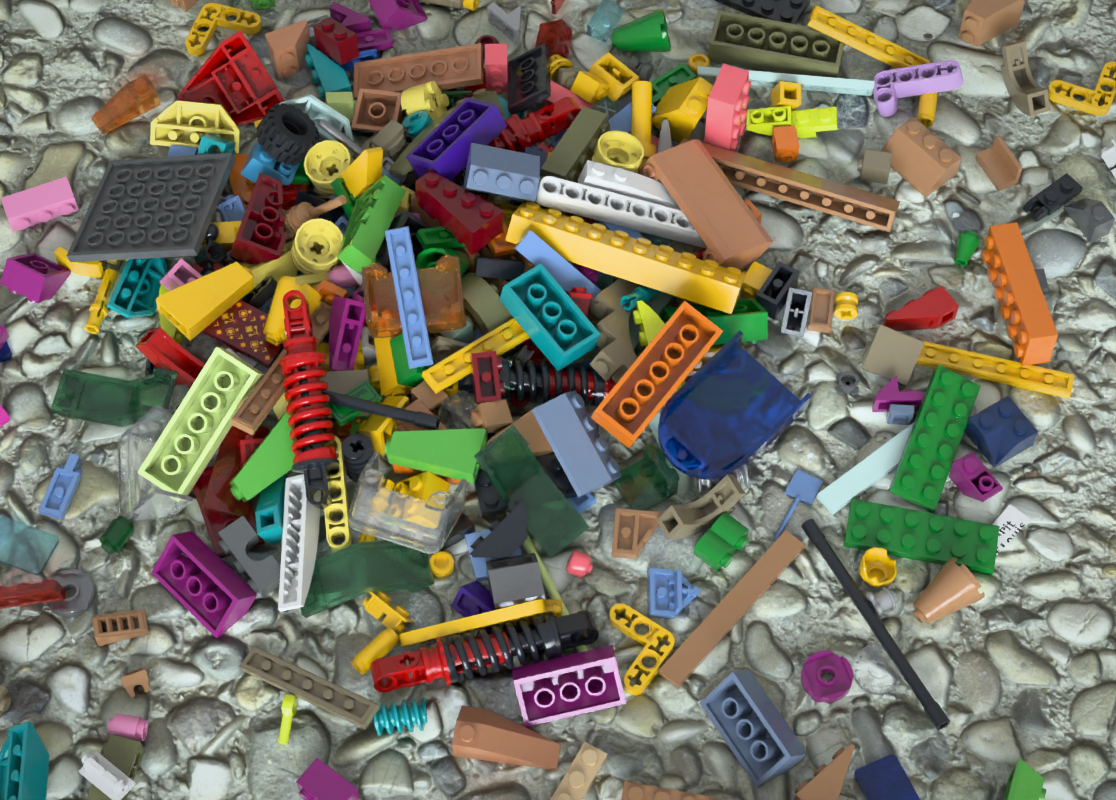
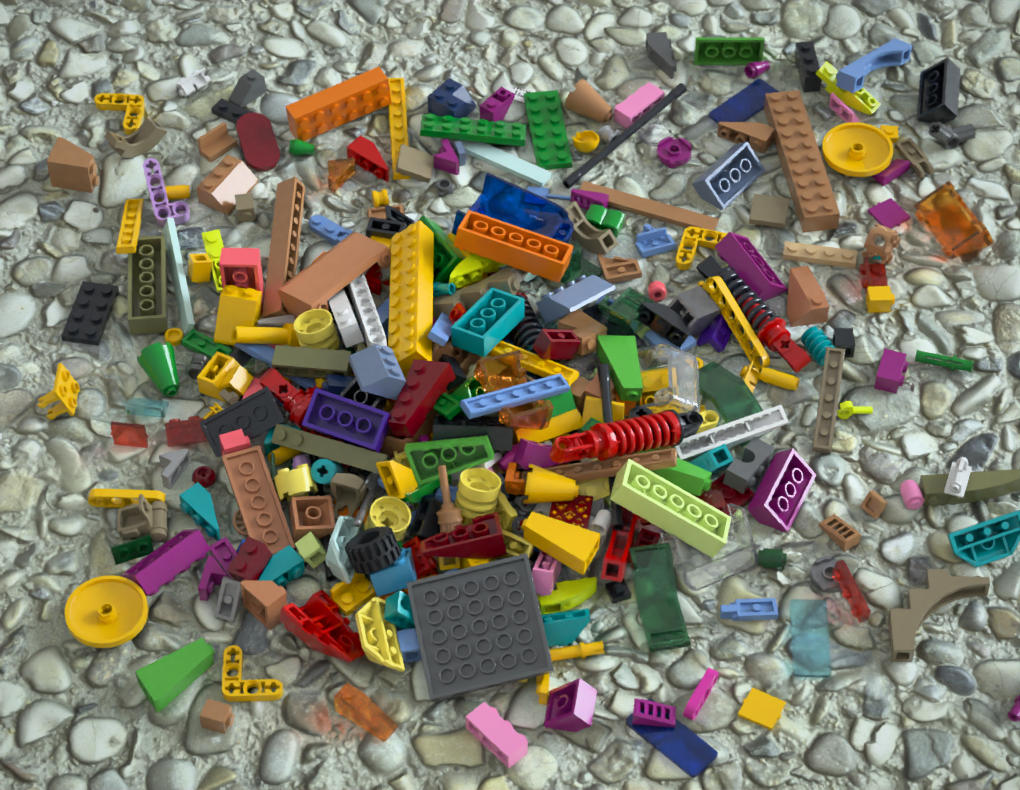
camera: 110 degrees left, 10 degrees down
(399, 751) = (844, 339): none -> black brick
(437, 34) = (199, 505): none -> teal slope
(670, 755) = (769, 211): none -> dark tan tile
(759, 541) = (591, 198): none -> magenta slope
(812, 245) = (328, 229): none -> medium blue plate
(906, 278) = (339, 172): none -> clear orange slope
(930, 660) = (637, 104): none -> bright pink brick
(988, 204) = (258, 141): none -> dark red tile
(1039, 730) = (659, 52): none -> dark grey slope

